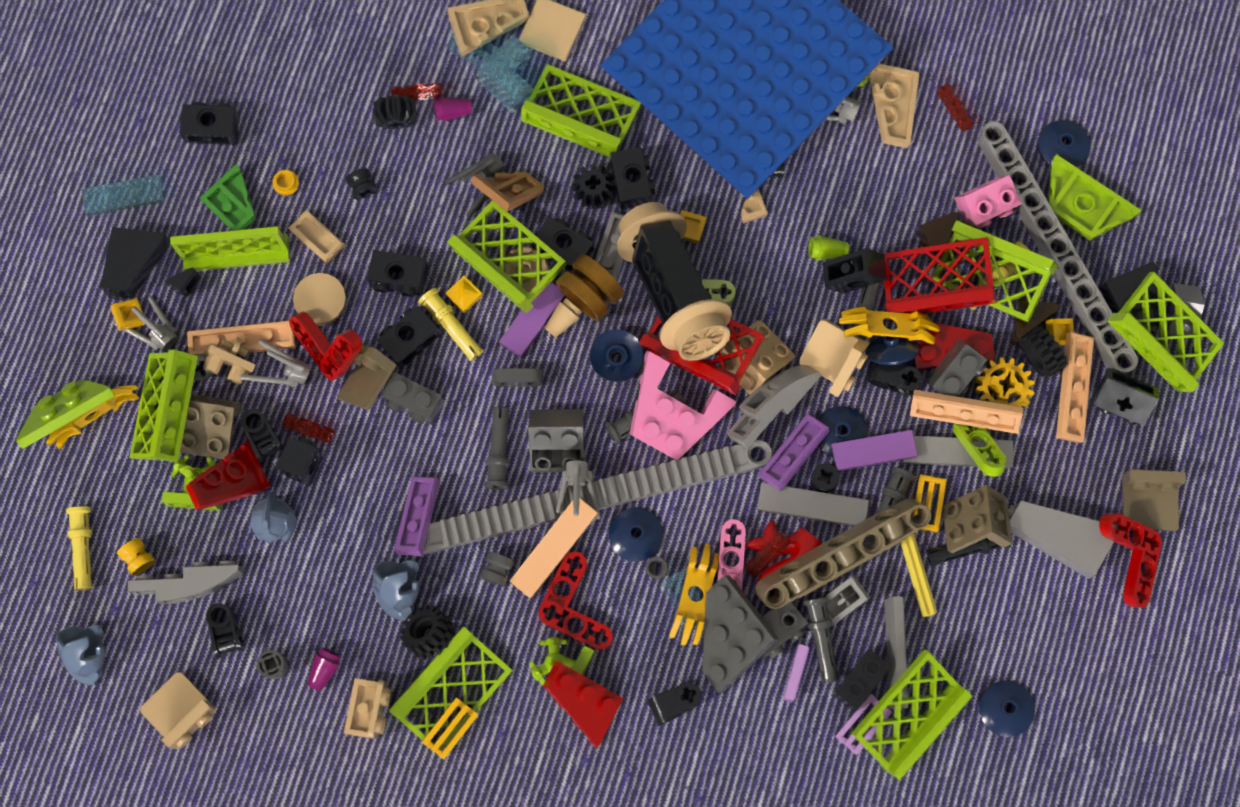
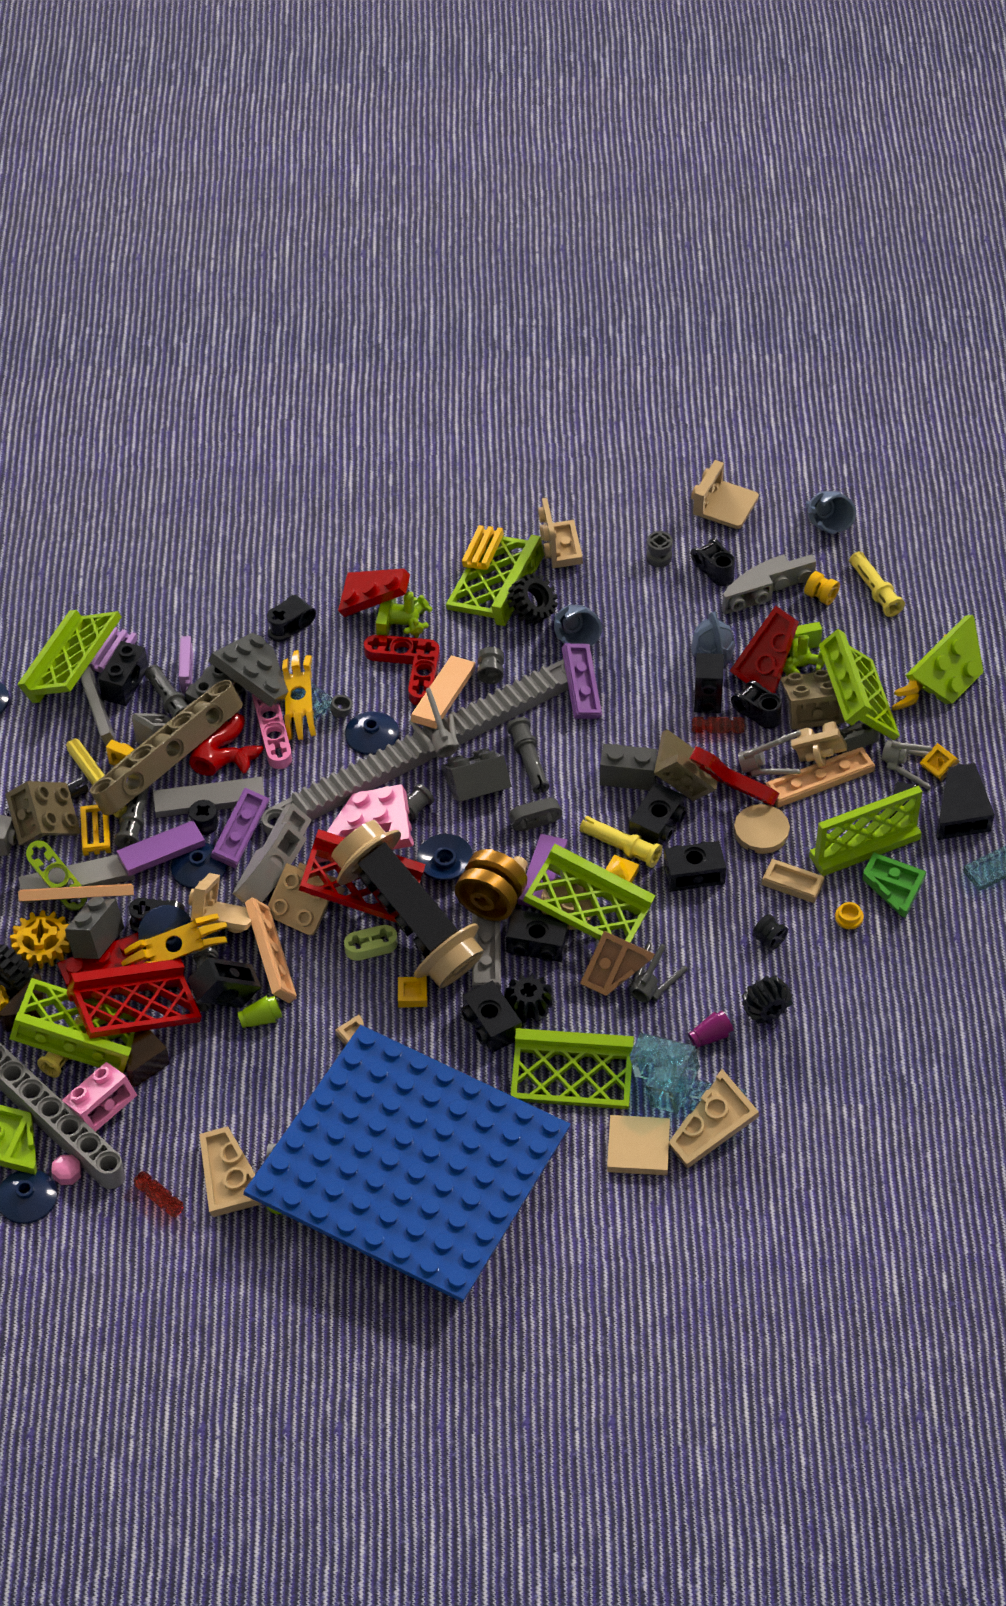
camera: 160 degrees right, 25 degrees down
(221, 132) = (965, 930): black brick -> none
(323, 668) = (614, 561): magenta cone -> none
(419, 91) = (756, 1038): clear red axle -> none
(767, 554) = (240, 739): clear red axle -> none
(802, 306) = (270, 950): none -> light nougat tile
(885, 577) = (117, 751): none -> yellow plate
(1029, 151) = (66, 1169): none -> bright pink tile

